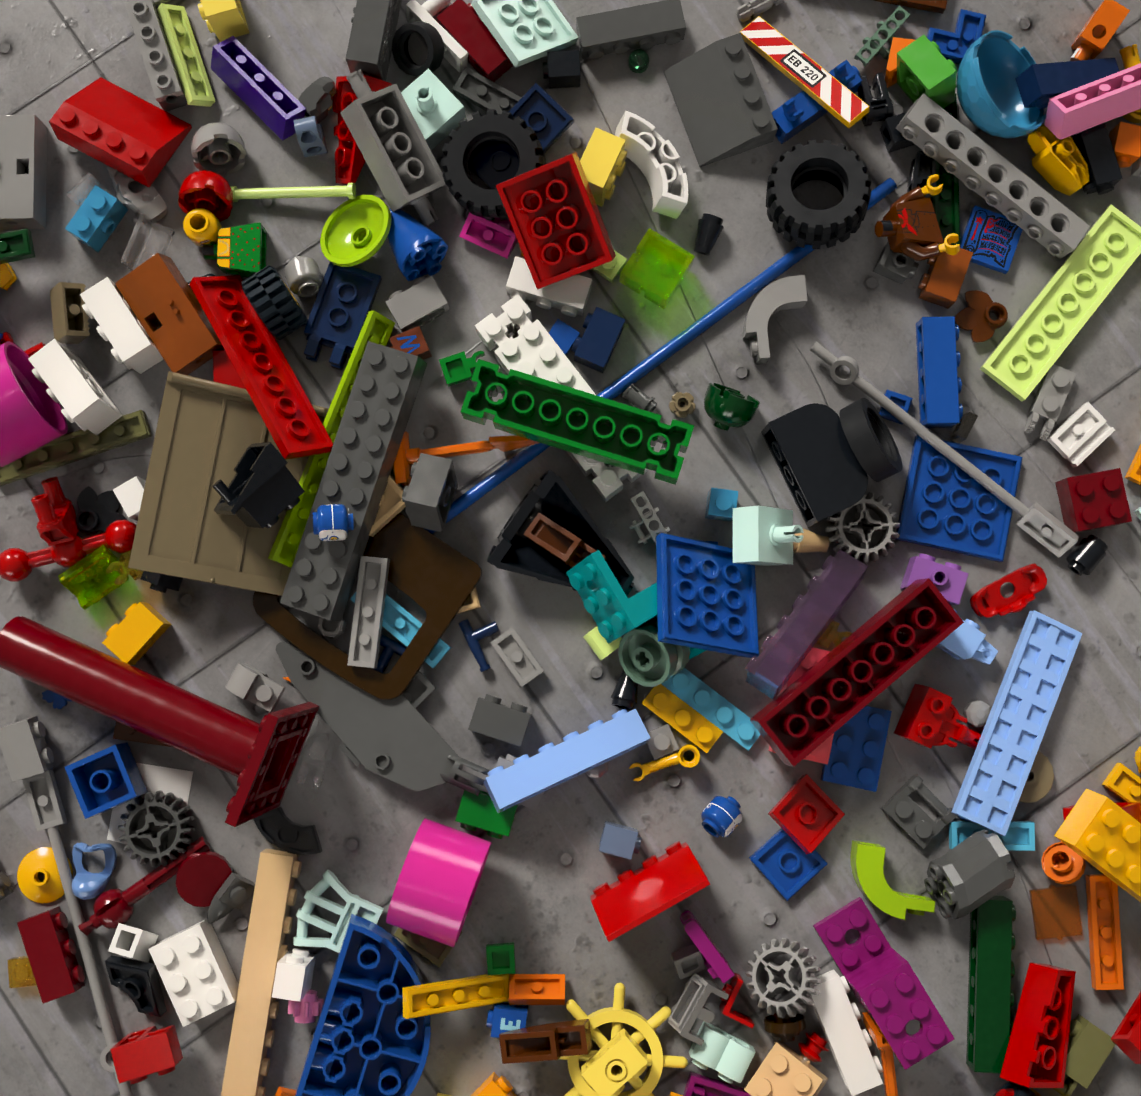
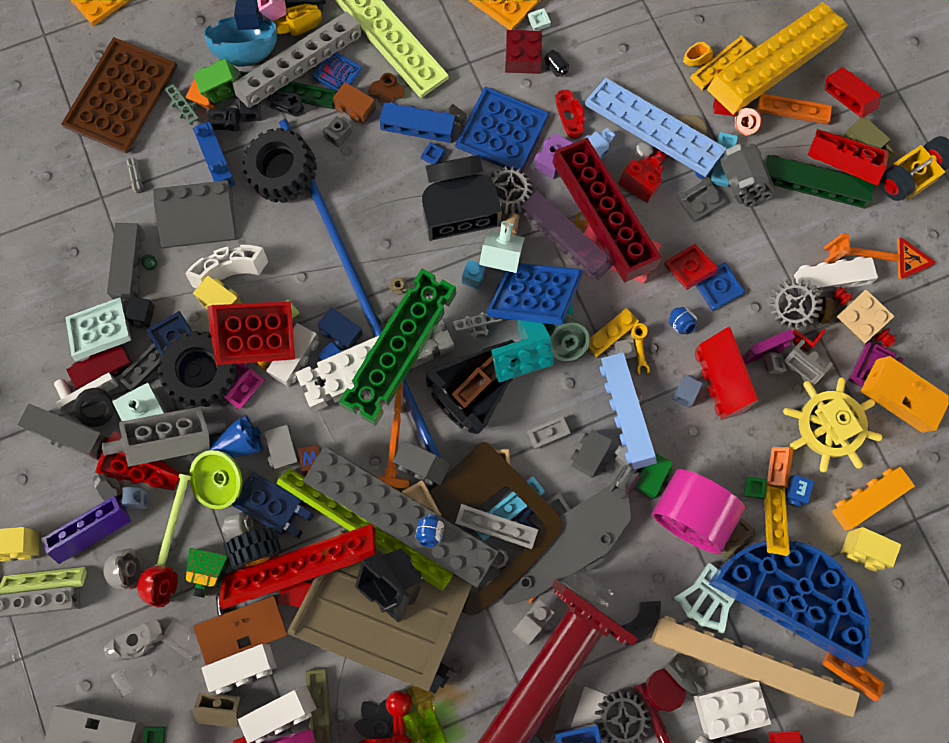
camera: 80 degrees left, 10 degrees down
(96, 218) = (149, 675): dark azure brick -> none
(119, 130) = (85, 643): red slope -> none
(130, 496) = (373, 686): white brick -> none
(136, 632) = (474, 707): yellow brick -> none
(201, 227) = (180, 593): yellow head -> none
(294, 975) = (745, 633): white brick -> none
(307, 1008) = (768, 632): bright pink gear -> none
(458, 367) = (334, 429): green plate -> none
(473, 637) = (528, 461): dark blue piece -> none
(546, 1042) = (817, 464): reddish brown slope -> none
(599, 643) = (550, 373): yellowish green piece -> none
(625, 692) = (587, 365): black cone -> none
(658, 270) = (301, 279): clear neon green piece -> none
(707, 233) = (284, 242): black cone -> none
(713, 707) = (611, 308): medium azure plate -> none
(722, 1053) = (839, 353): light aqua brick -> none
(729, 406) = (409, 254): dark green cylinder -> none
(777, 296) = (356, 226): light grey arch -> none
(804, 72) = (192, 155): tile -> none
(858, 750) = (658, 226): blue plate -> none
(868, 873) = (735, 237): lime arch -> none
(883, 983) = (808, 240): magenta bracket -> none
(913, 225) = (318, 112): reddish brown torso -> none
(967, 30) = (197, 56): blue tile -> none
(1033, 520) = (527, 88): light grey bar -> none
(1049, 400) = (453, 63): light grey hinge -> none
(1055, 912) = (777, 134): clear orange piece -> none
(1080, 434) = (478, 49): white plate -> none

